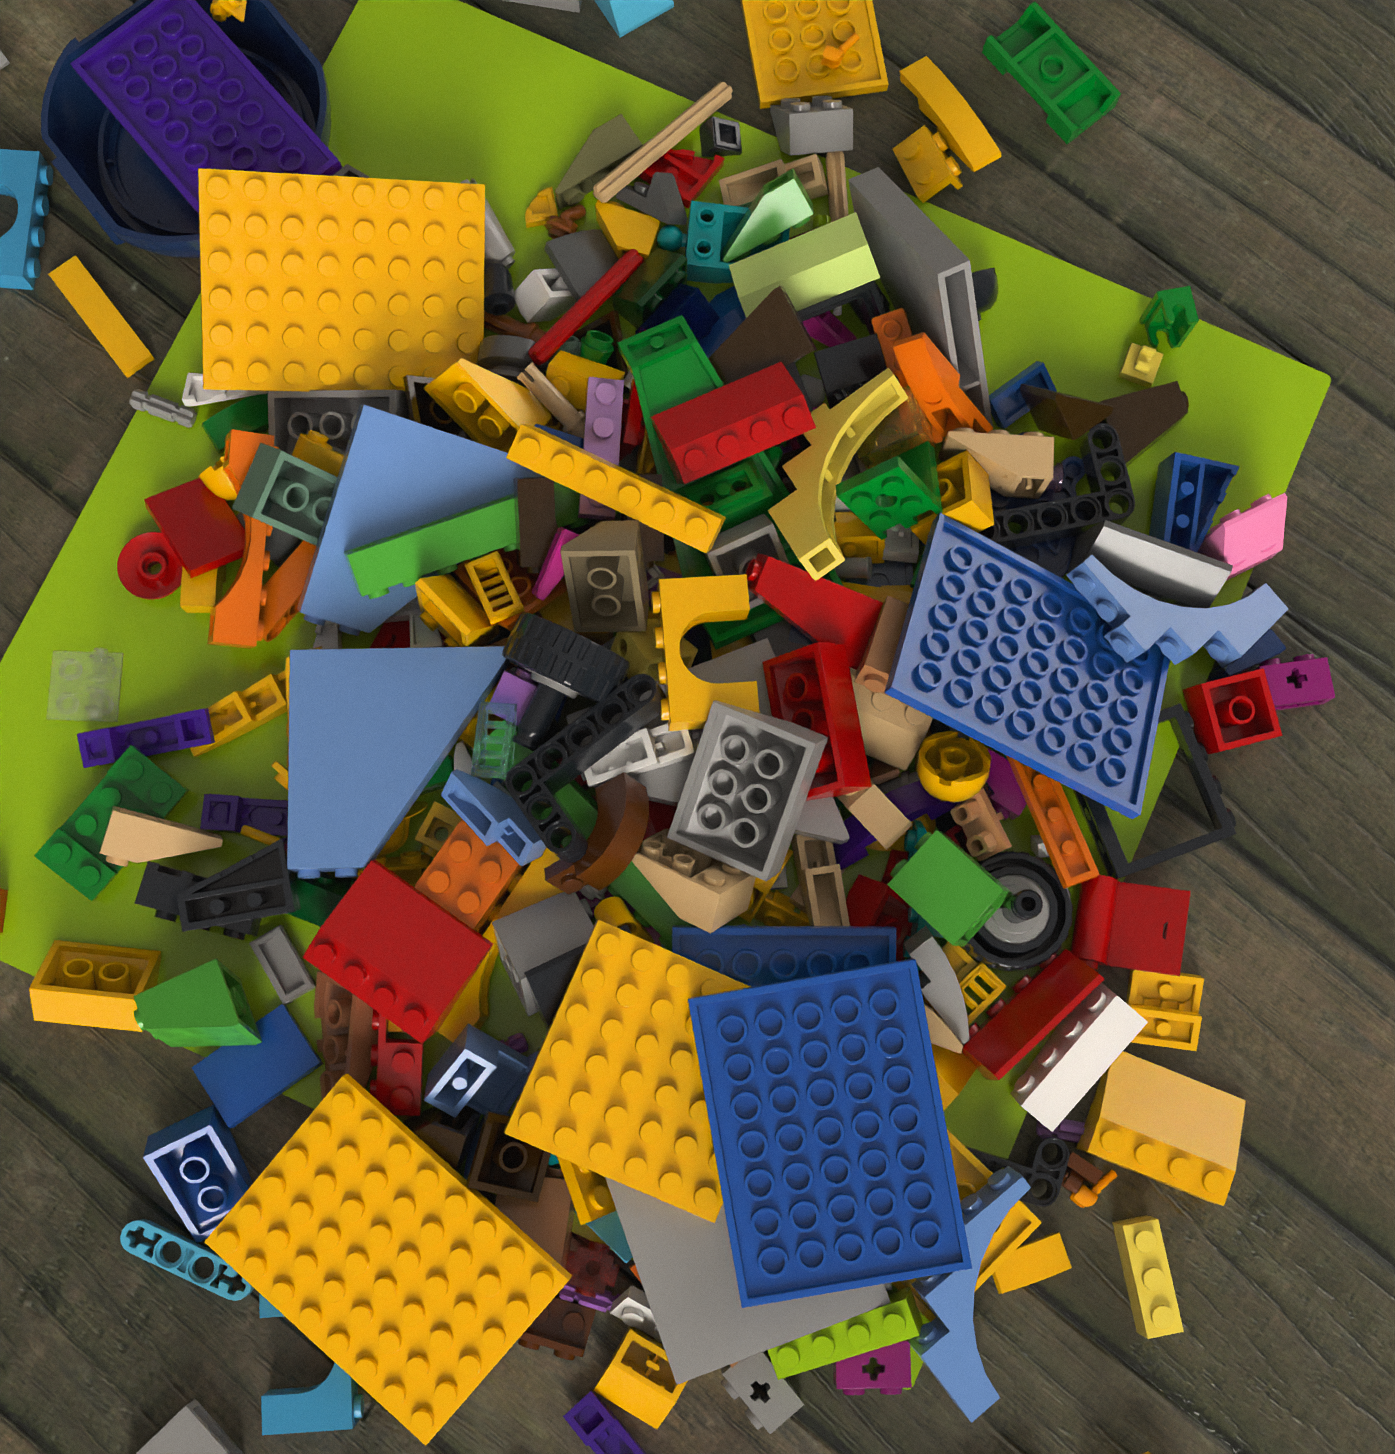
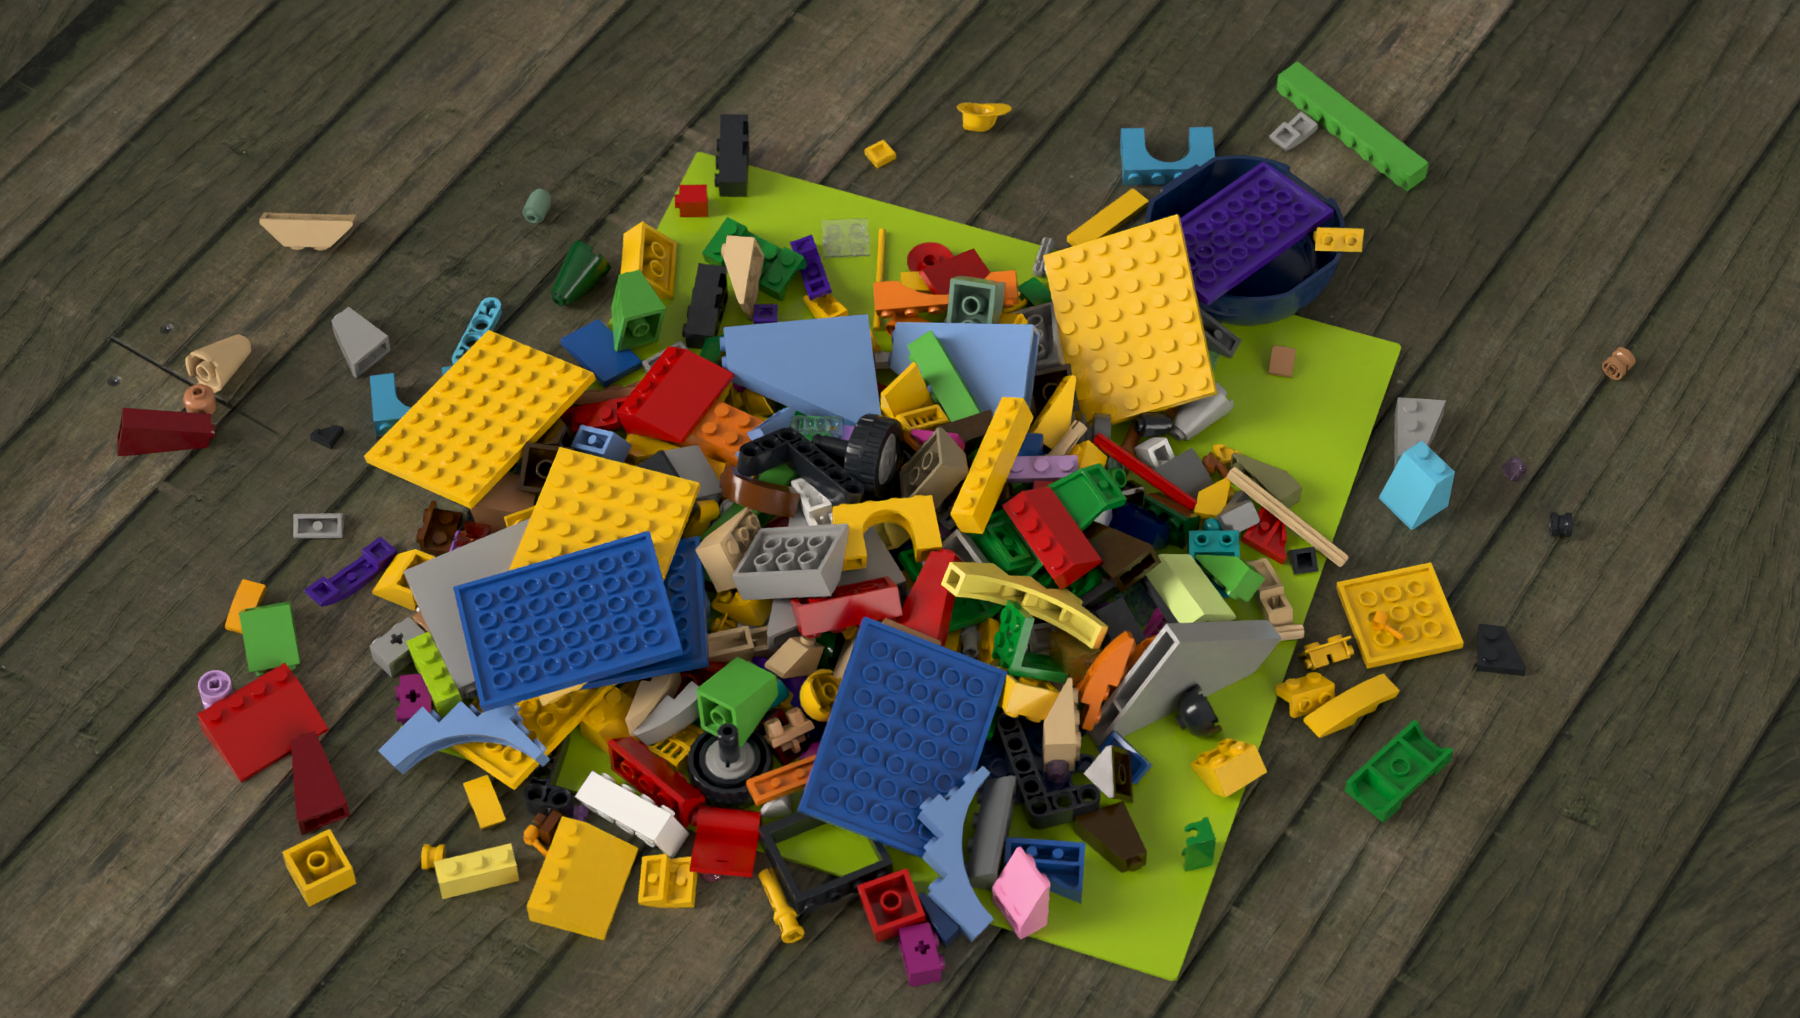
camera: 90 degrees right, 25 degrees down
(101, 1097) = (578, 274): none -> dark green cone
(168, 643) = (880, 269): none -> yellow axle
(199, 1169) = (537, 326): blue slope -> none
(243, 892) = (707, 311): black wedge -> none
(394, 116) = (1282, 361): none -> medium nougat slope
(813, 125) = (1320, 612): light grey slope -> none
(865, 145) = (1317, 654): none -> yellow hinge
(1041, 270) = (1229, 766): none -> yellow slope
(1119, 1338) = (432, 854): none -> yellow wheel
(1140, 365) = (1163, 841): light yellow tile -> none
(1225, 854) = (784, 914): none -> yellow pin

